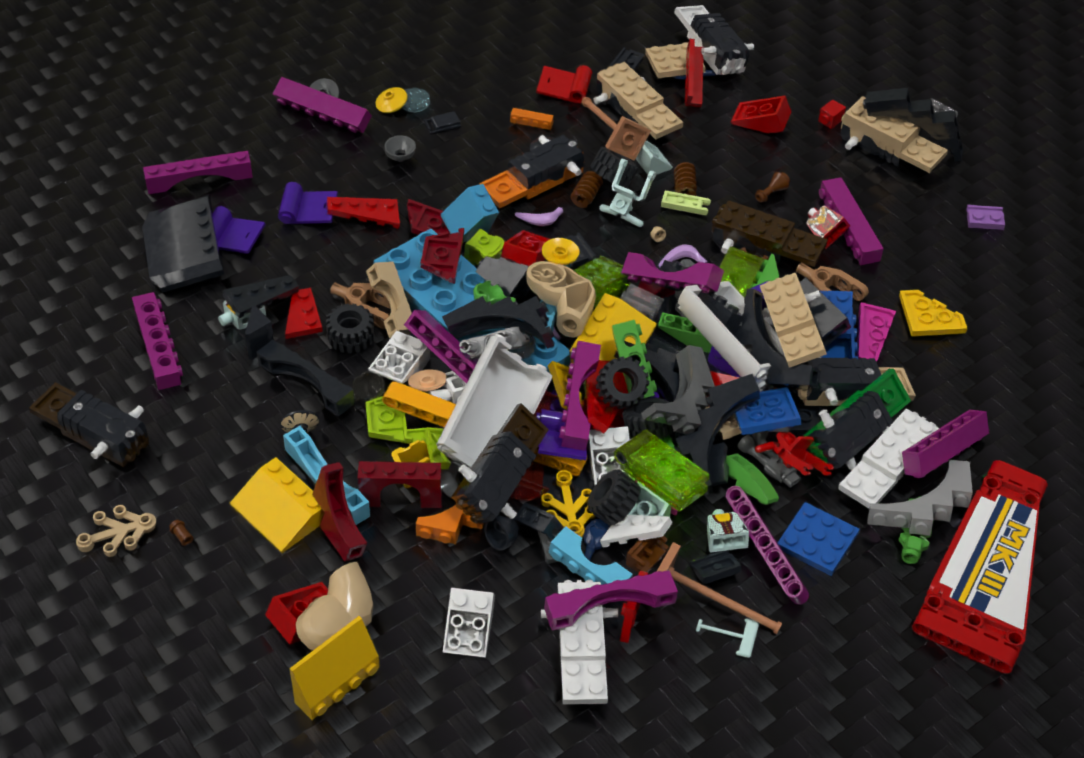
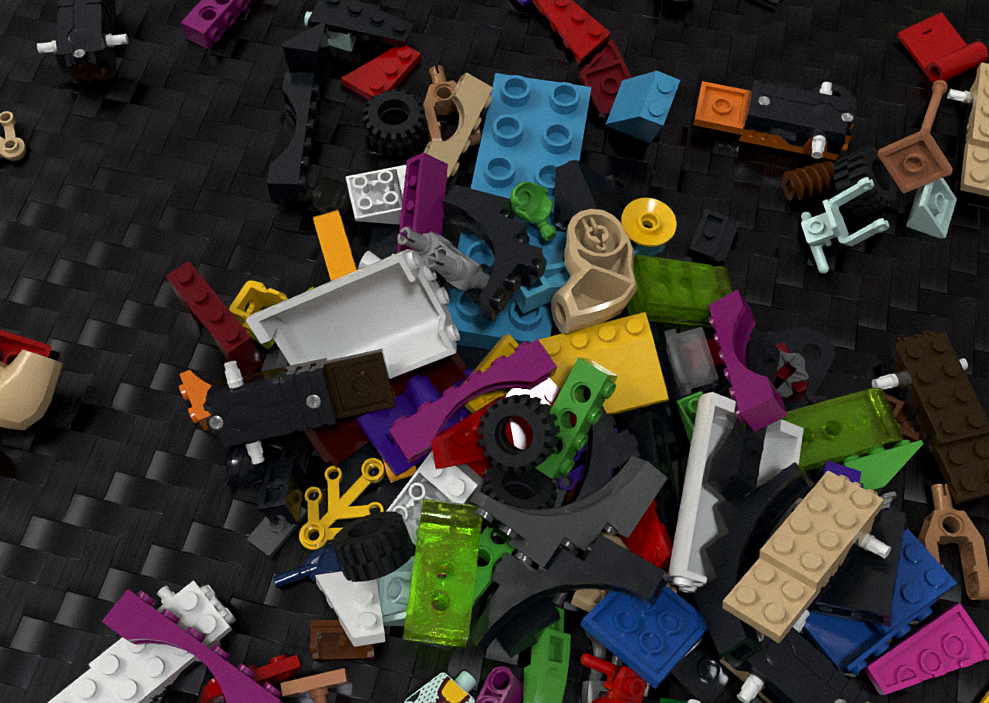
camera: 50 degrees right, 15 degrees up
(178, 528) = (21, 184): reddish brown pin -> none
(278, 505) = (119, 239): yellow slope -> none
(306, 419) = (225, 174): dish -> none
(306, 455) = (196, 211): medium azure arch -> none
(337, 519) = (127, 294): dark red arch -> none
(390, 423) = (303, 252): lime wing -> none
(427, 380) = (379, 238): light nougat dish -> none
(442, 254) = (552, 121): dark red wing -> none
(468, 622) = (99, 523): white slope -> none
(483, 246) = (618, 154): lime piece -> none
(524, 248) = (668, 184): red slope -> none
(531, 118) = (855, 59): orange piece -> none
(540, 219) = (725, 175): lavender piece -> none
(567, 549) = (267, 551): medium azure arch -> none
(658, 238) = (822, 300): tan hinge -> none
(681, 252) = (825, 341): lavender piece -> none
(685, 179) = (934, 265): reddish brown piece -> none
(685, 202) = (903, 289): yellowish green hinge -> none

